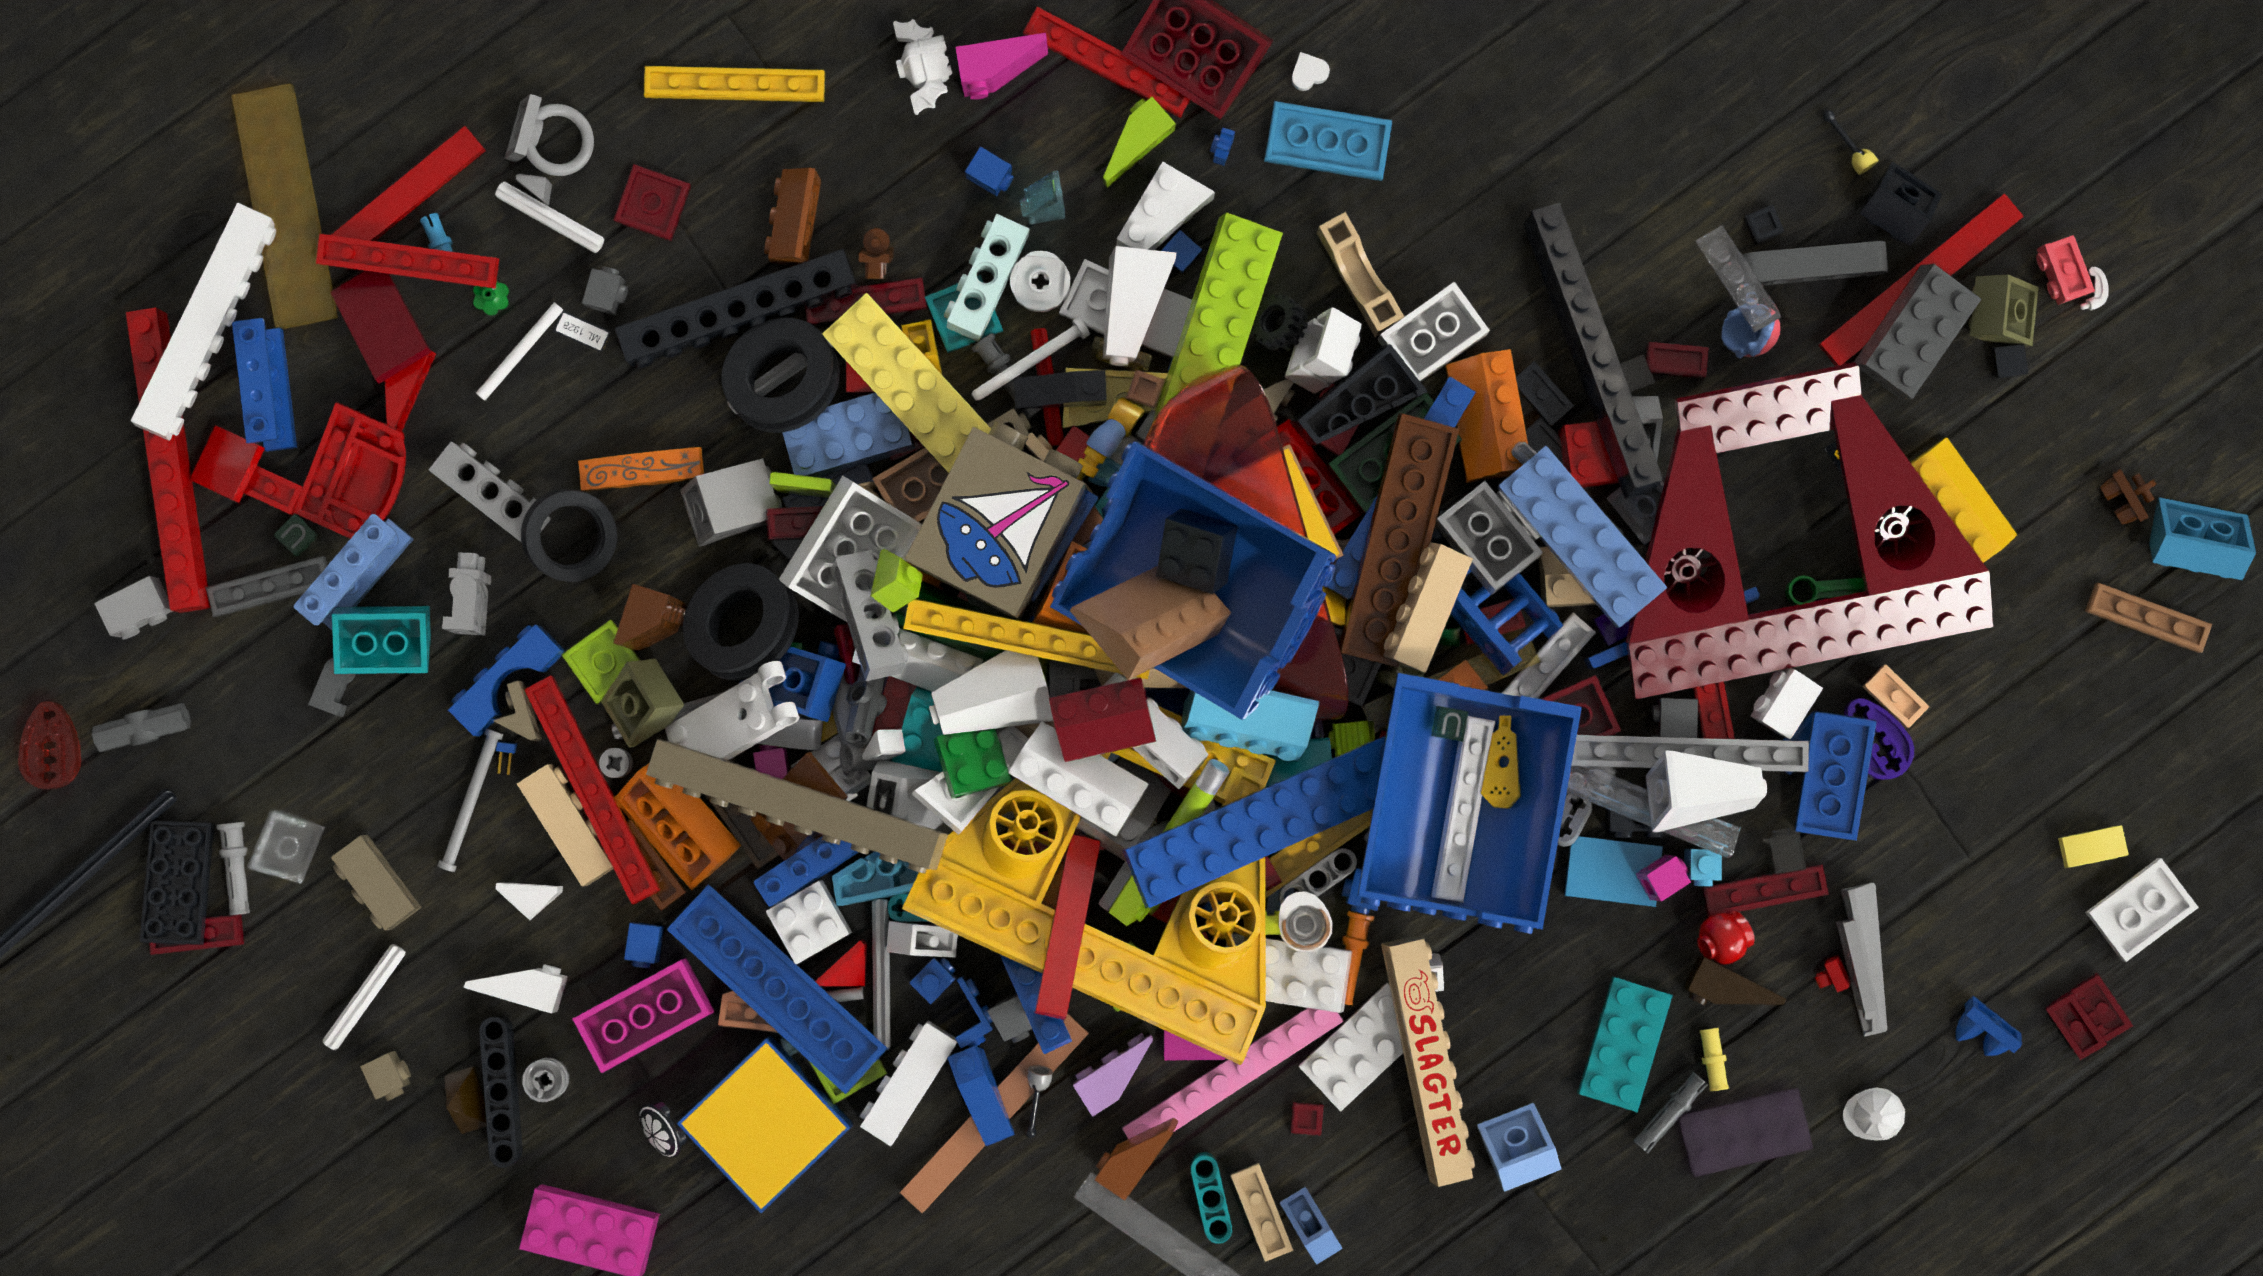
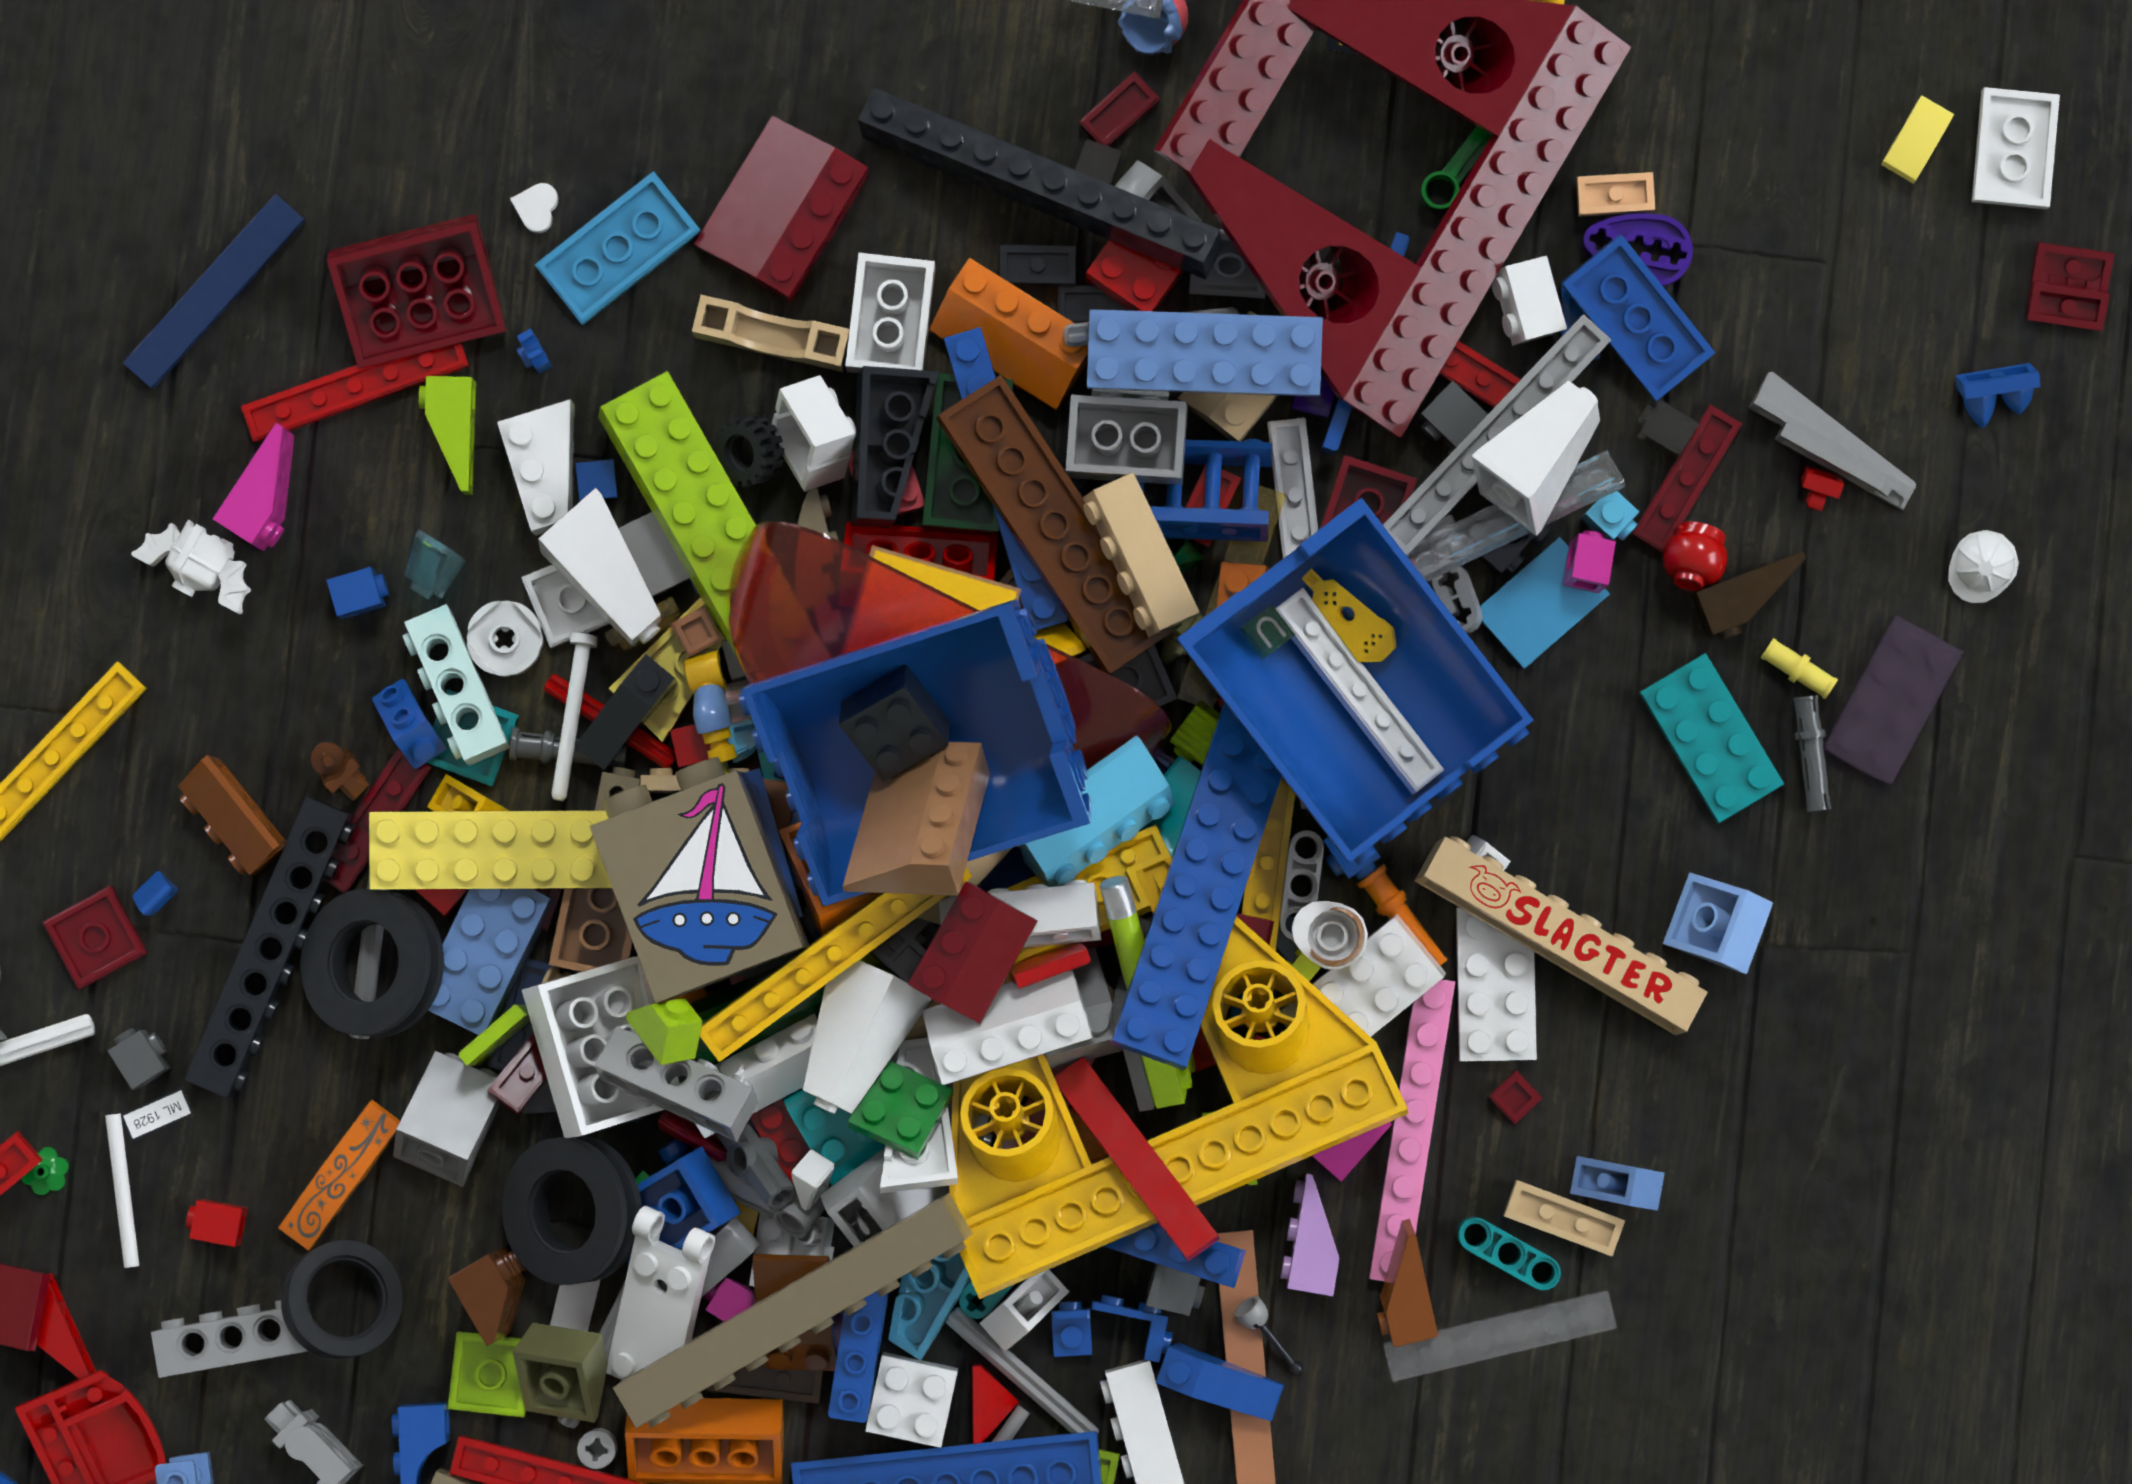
camera: 50 degrees left, 0 degrees up
(549, 422) = (216, 1222): none -> red brick
(687, 675) = (575, 1305): none -> white sticker
(708, 214) = (154, 894): none -> blue slope
(938, 270) = (408, 724): none -> blue bracket
(1136, 771) = (1049, 964): none -> red tile
(1439, 215) = (782, 208): none -> dark red slope

